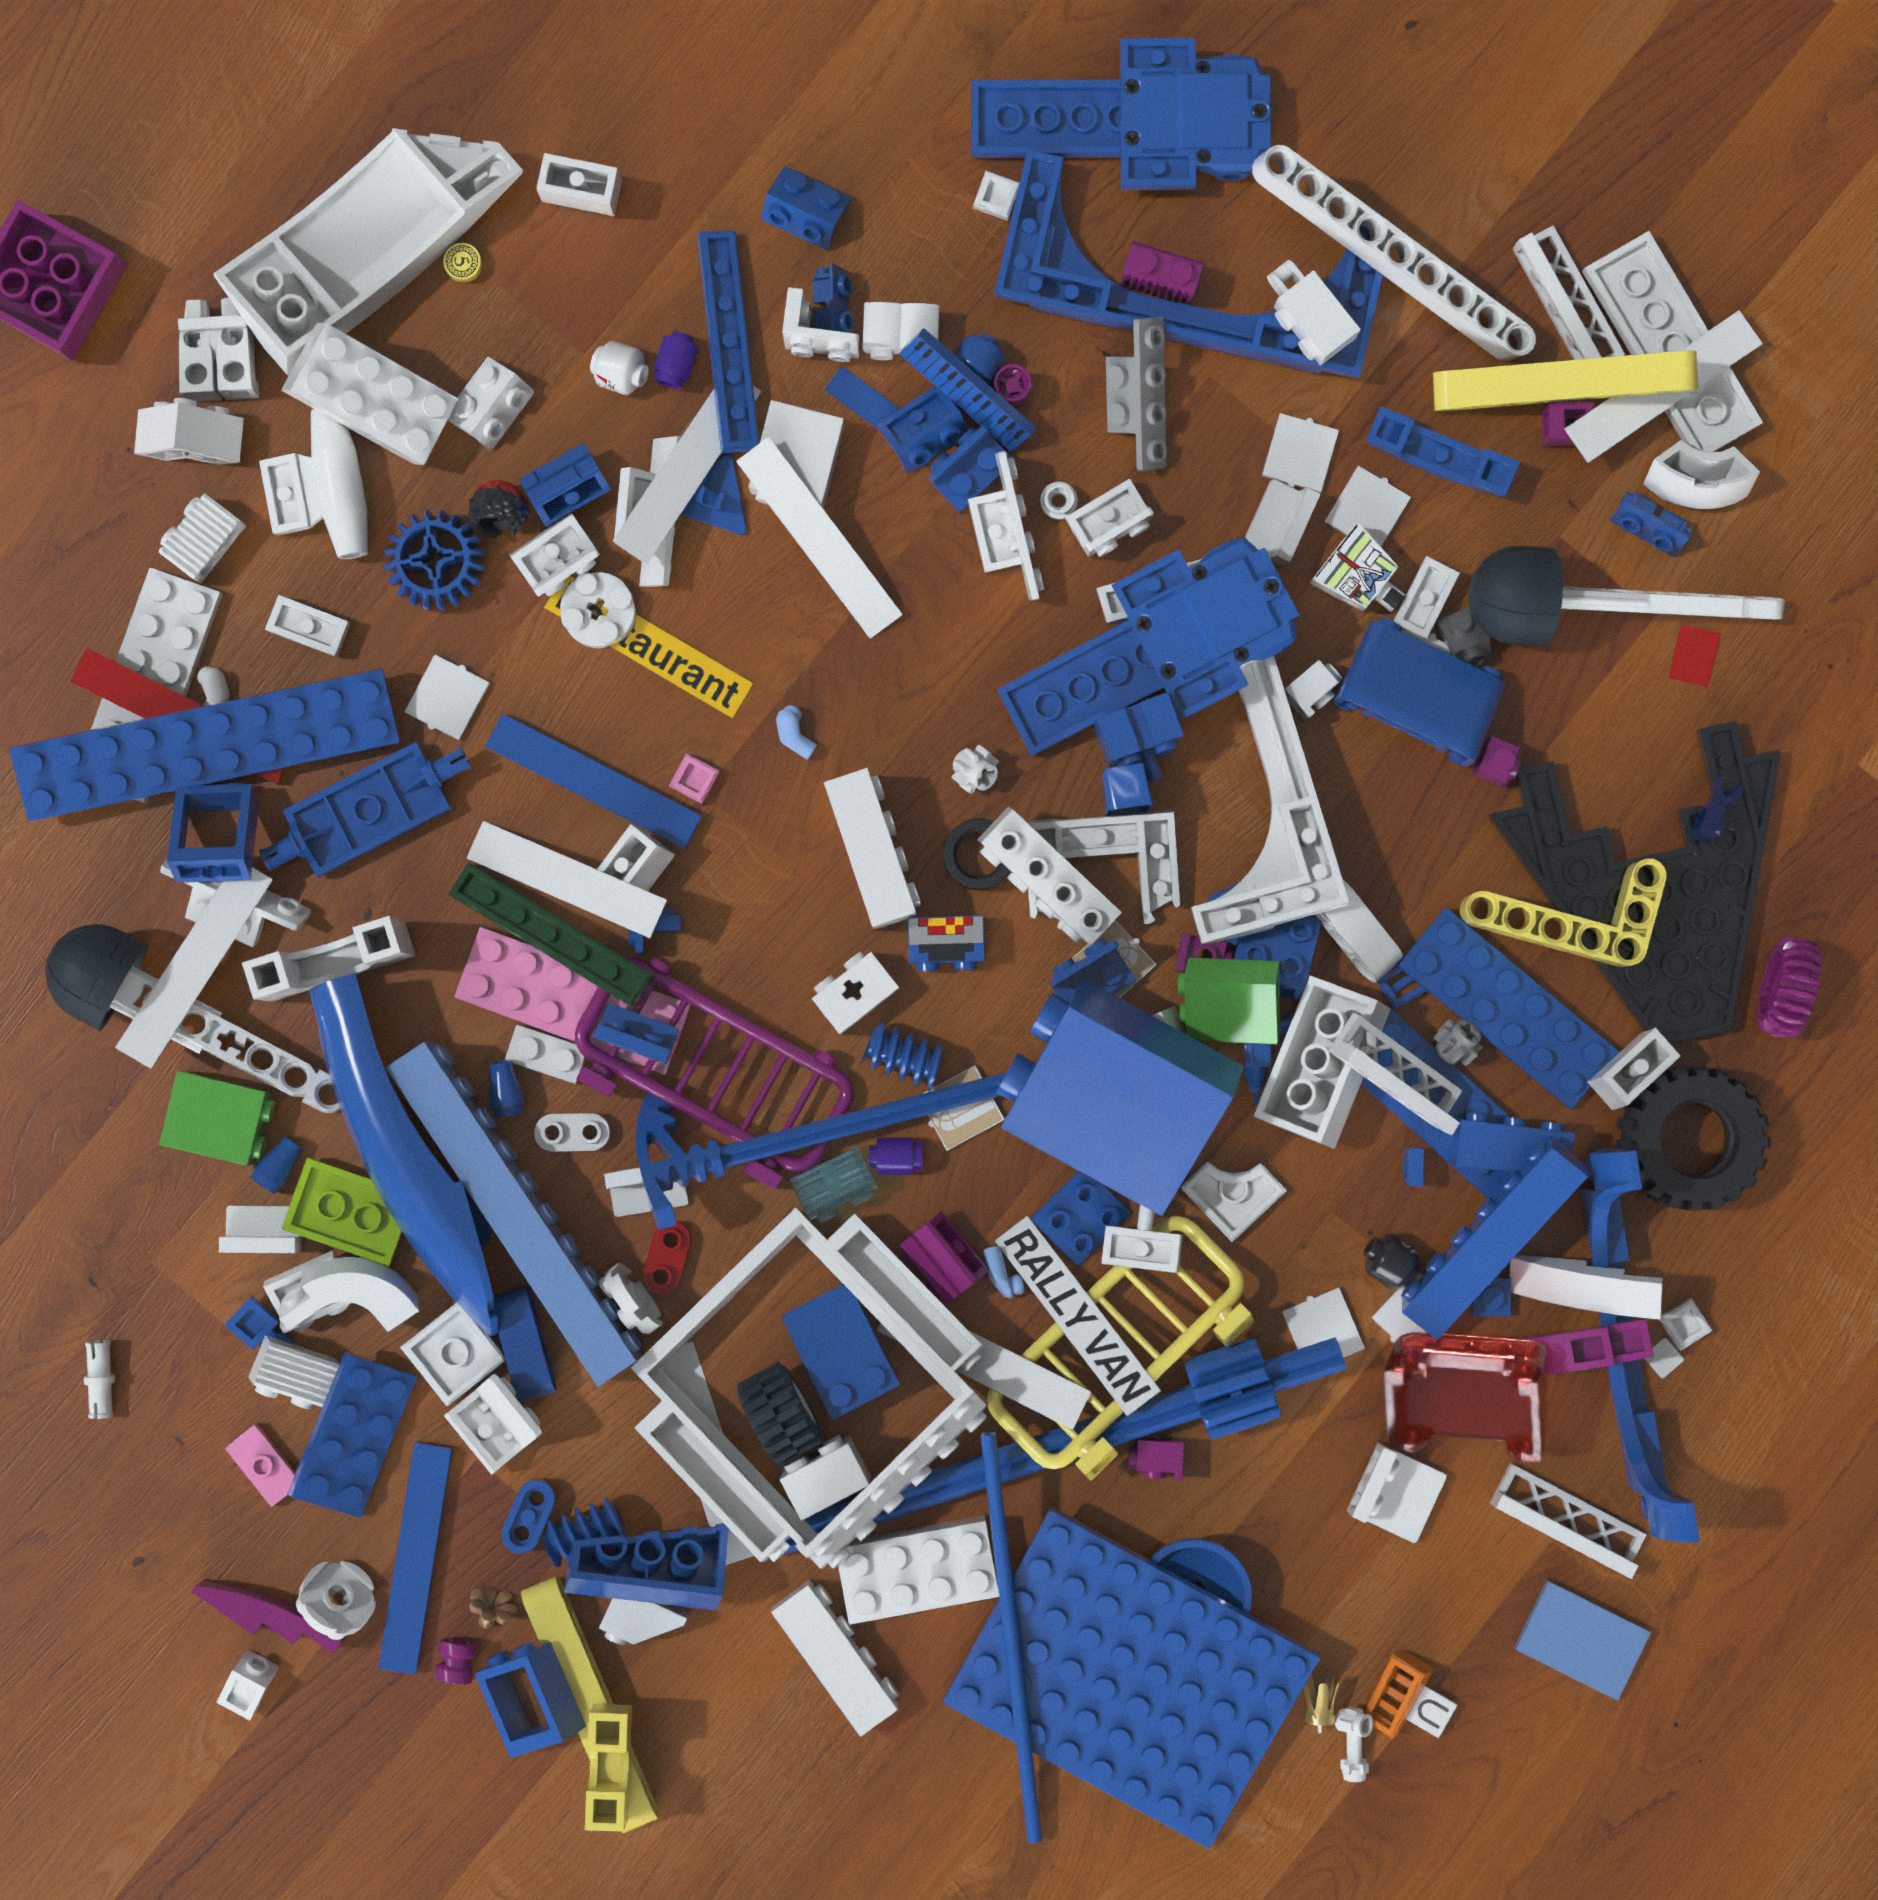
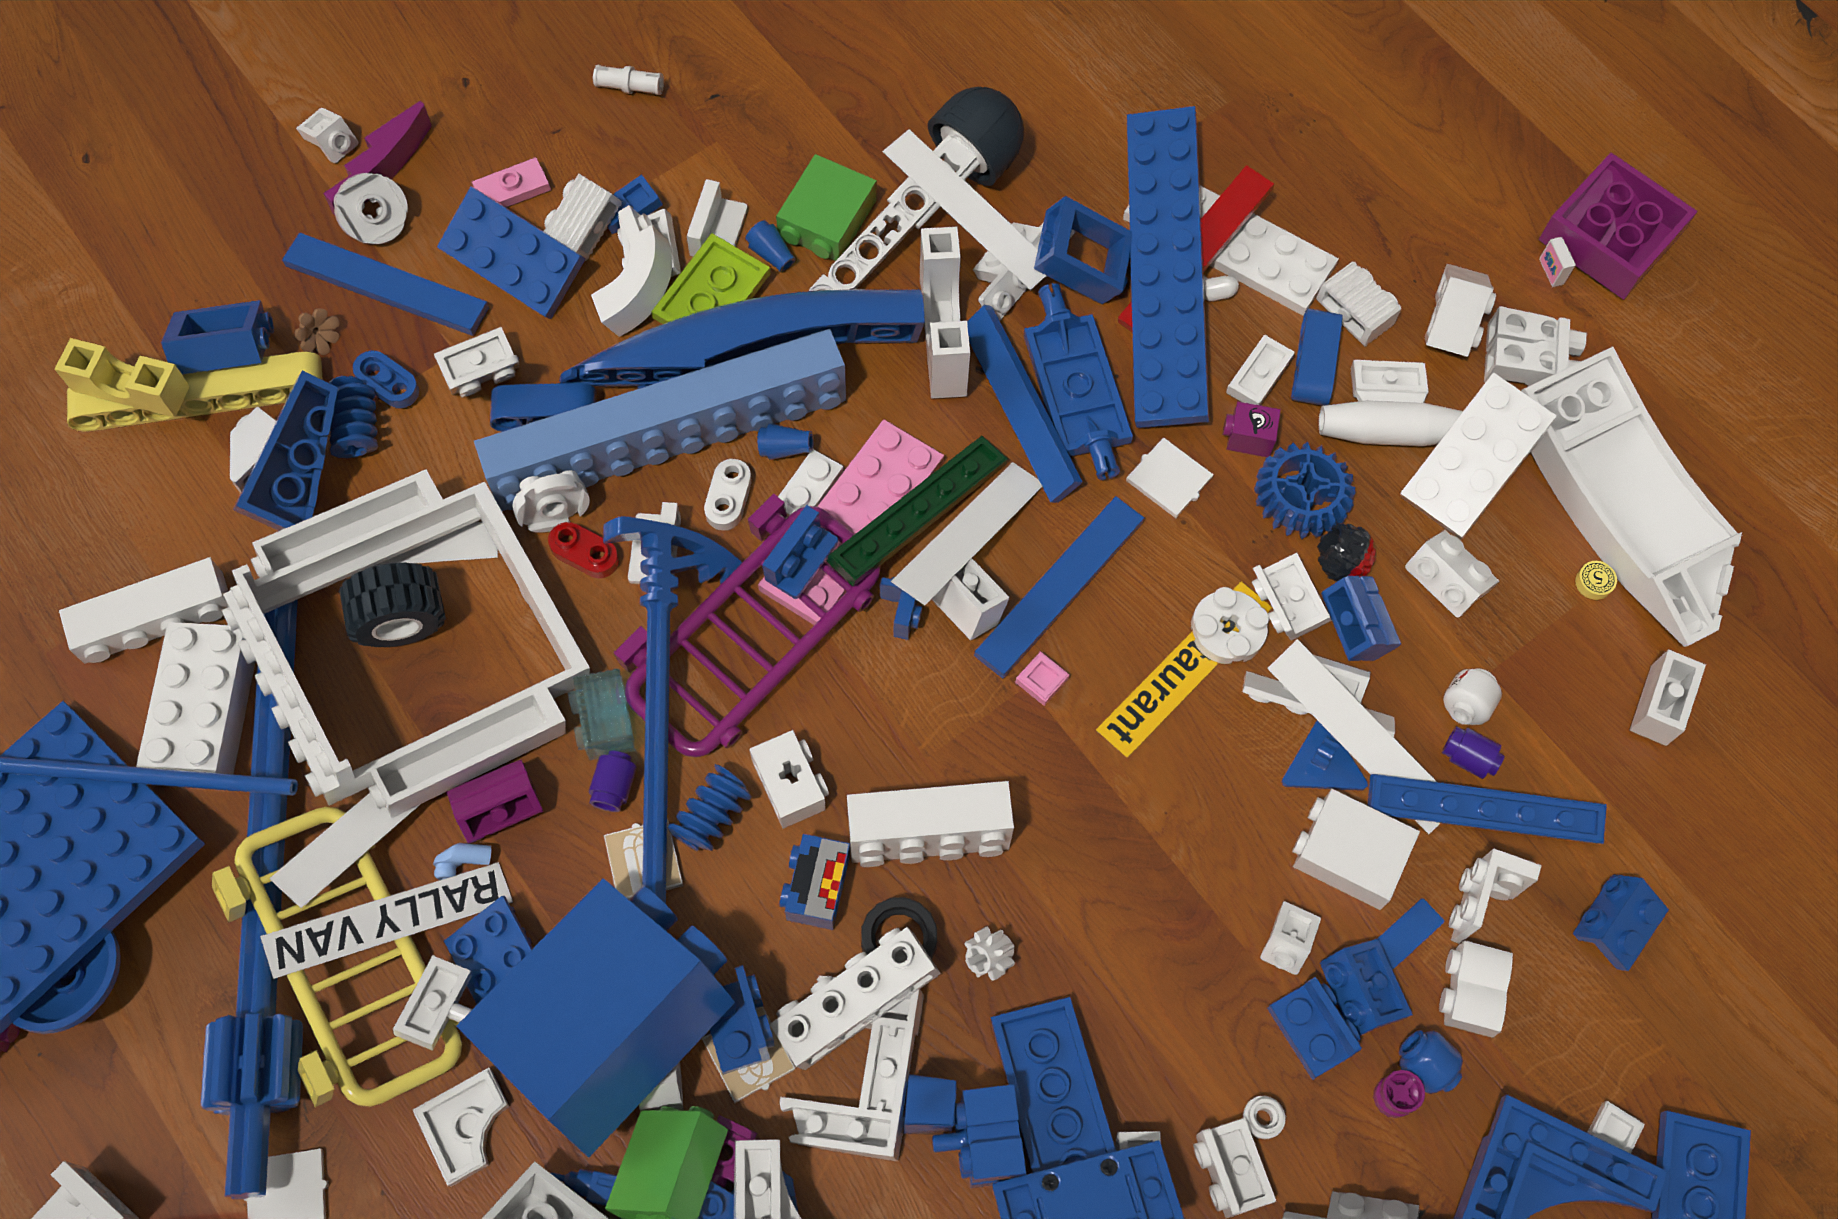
camera: 100 degrees right, 20 degrees down
(101, 338) = (1557, 261): none -> tile
(276, 571) = (1316, 357): none -> blue beam
(378, 624) = (1252, 429): none -> magenta brick
(402, 862) = (1022, 405): none -> blue tile
(453, 1354) = (552, 346): white plate -> none
(456, 1656) = (284, 294): magenta wheel -> none
(789, 732) = (1068, 778): light blue arm -> none
(819, 537) = (1265, 849): white sticker -> none
(825, 1476) = (317, 635): white brick -> none
(832, 287) = (1526, 929): blue hinge -> none
(840, 1351) = (434, 683): blue slope -> none
(893, 501) = (1291, 938): none -> white bracket
(967, 389) = (1402, 1039): blue tile -> none
(1001, 531) = (1241, 1042): white bracket -> none
(1157, 1456) = (215, 972): magenta brick -> none

